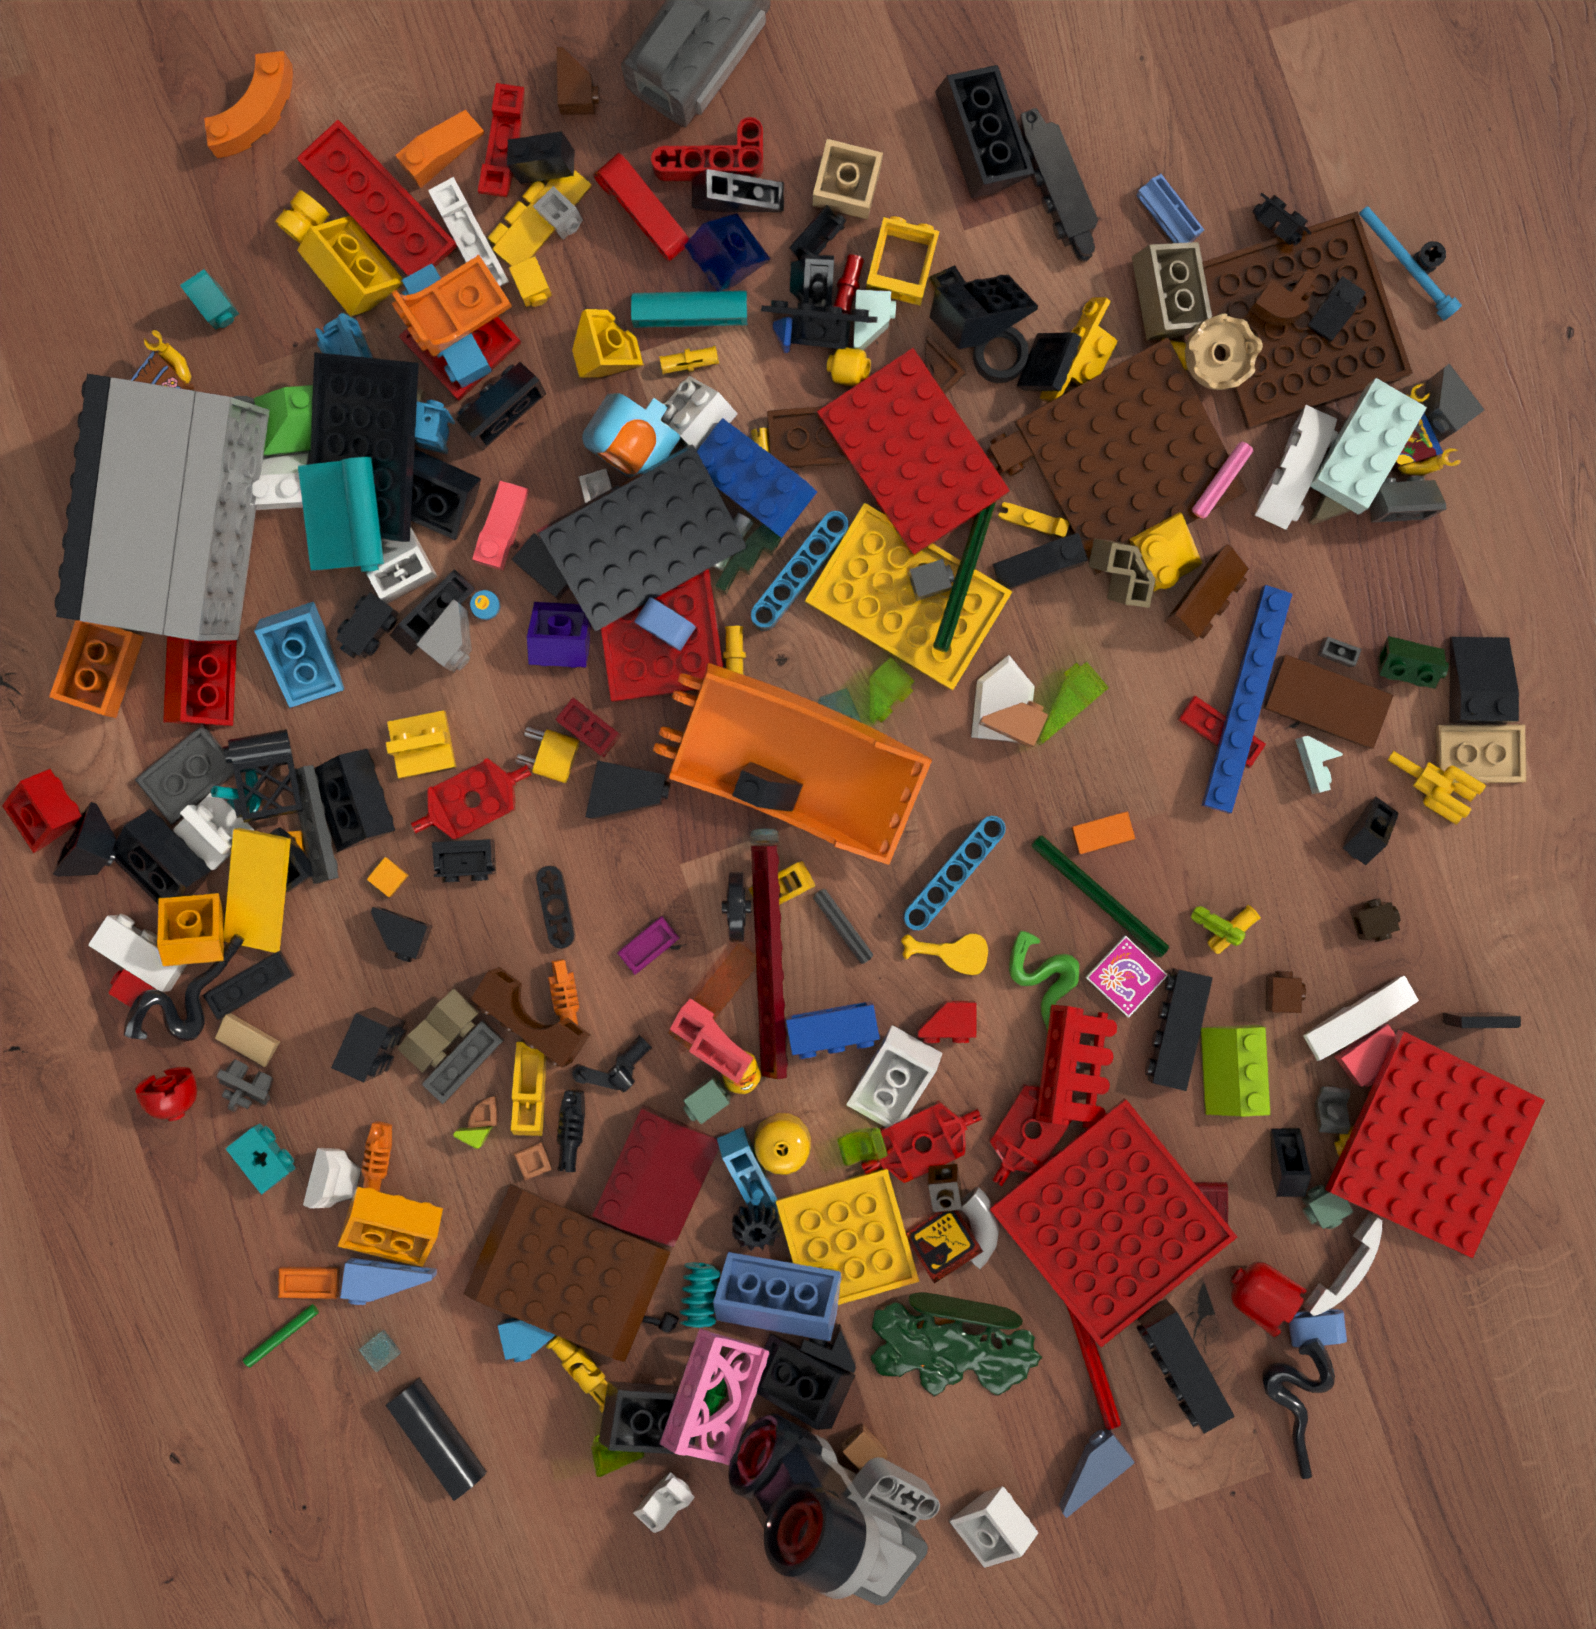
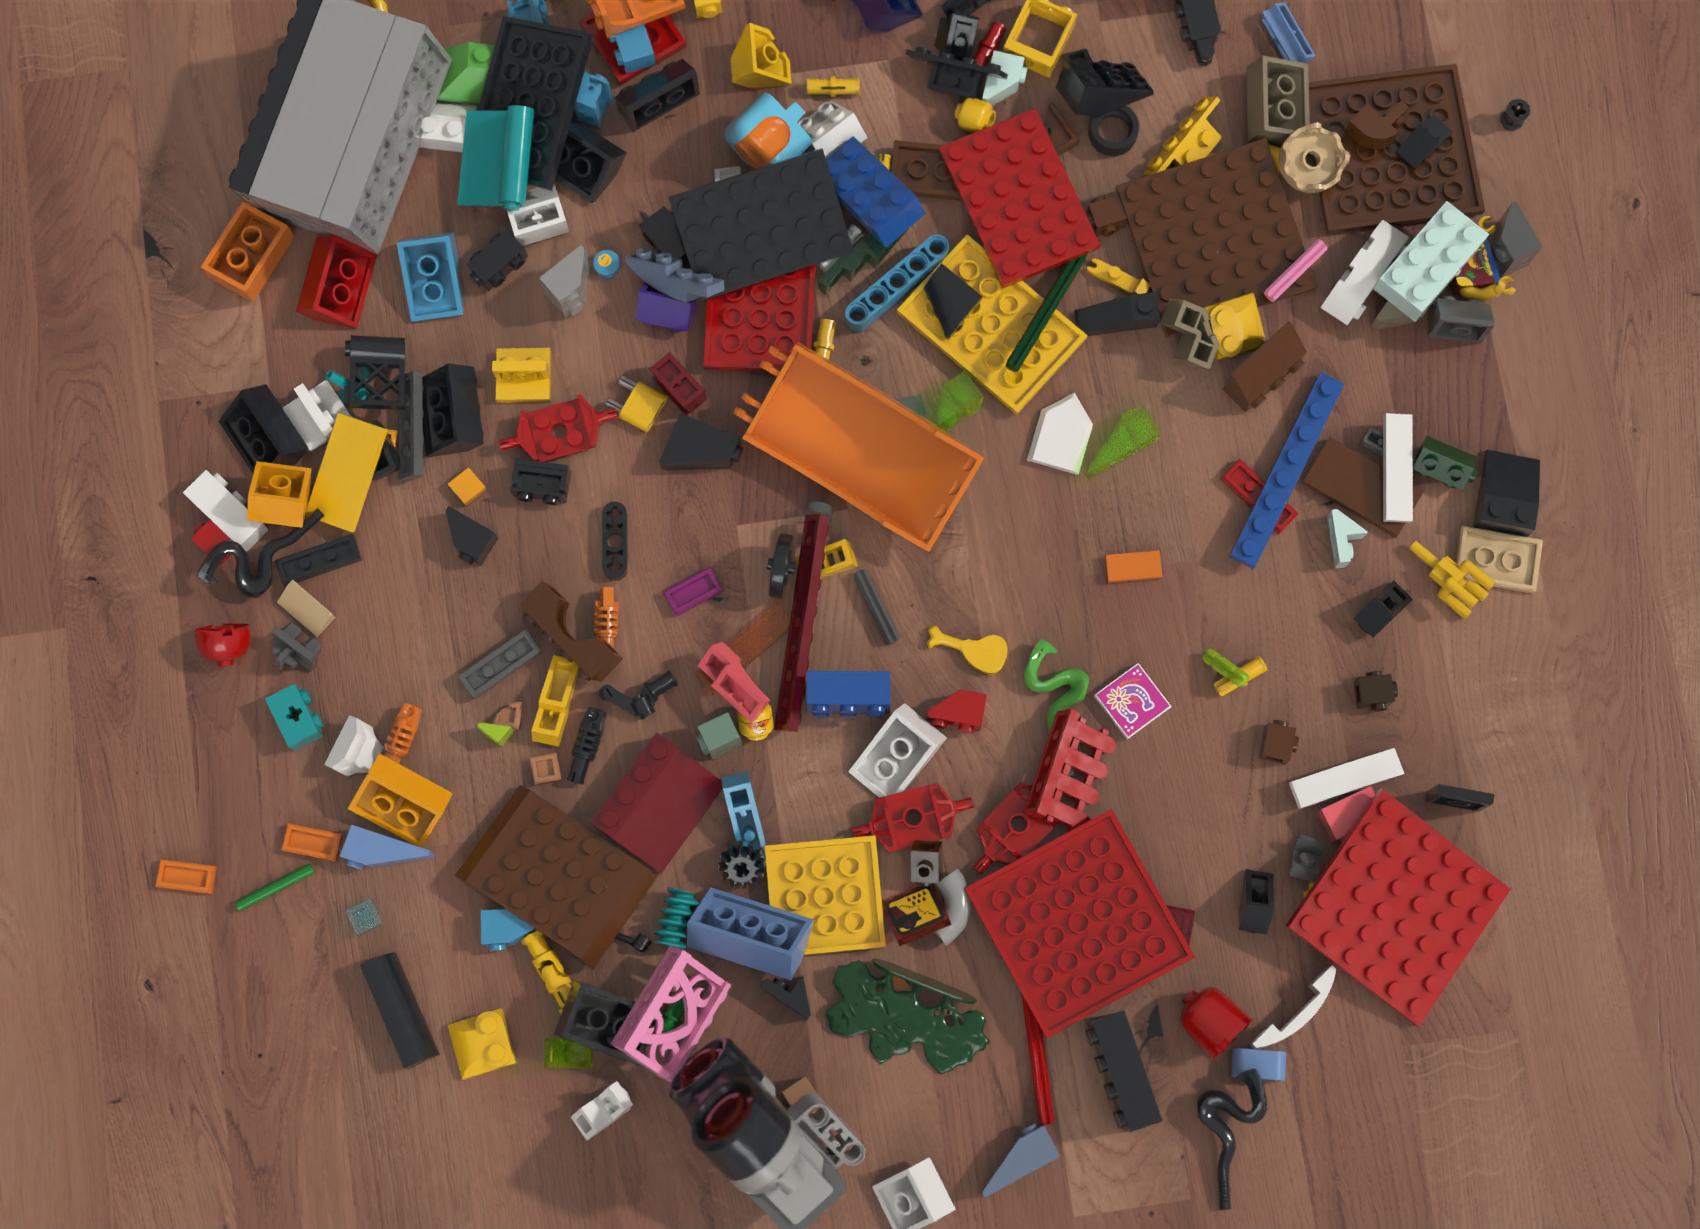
camera: 15 degrees right, 10 degrees down
(41, 809) = (167, 368): red slope -> none
(88, 846) = (203, 407): black slope -> none
(186, 774) = (305, 362): dark grey tile -> none
(186, 1342) = (186, 876): none -> orange tile
(369, 1044) = (419, 625): black brick -> none
(424, 615) = (543, 261): black slope -> none
(438, 1031) = (488, 628): dark tan brick -> none
(501, 526) = (635, 197): coral slope -> none
(528, 1454) = (482, 1043): none -> yellow slope
(554, 613) = (670, 277): none -> sand blue slope
(665, 624) = (765, 305): medium blue beam -> none
(689, 309) = (842, 44): teal brick -> none
(767, 788) = (830, 466): black slope -> none
(783, 332) = (922, 76): blue slope -> none
(786, 1130) = (781, 806): yellow cylinder -> none
(803, 1383) = (758, 1022): black slope -> none
(860, 581) = (950, 299): none -> black slope
(862, 1145) = (855, 809): clear neon green bracket -> none
(931, 579) = (1014, 309): dark grey brick -> none
(966, 865) = (994, 564): dark azure beam -> none
(1018, 722) = (1070, 449): nougat slope -> none
(1049, 361) = (1156, 141): black plate -> none
(1100, 896) = (1120, 623): dark green axle -> none
(1179, 1029) = (1173, 757): black brick -> none
(1235, 1070) = (1219, 805): lime slope -> none
(1290, 225) = (1393, 63): black hinge -> none
(1325, 1208) = (1285, 949): sand green brick -> none
(1363, 677) = (1397, 468): none -> white tile
(1444, 304) = (1524, 158): dark azure piece -> none

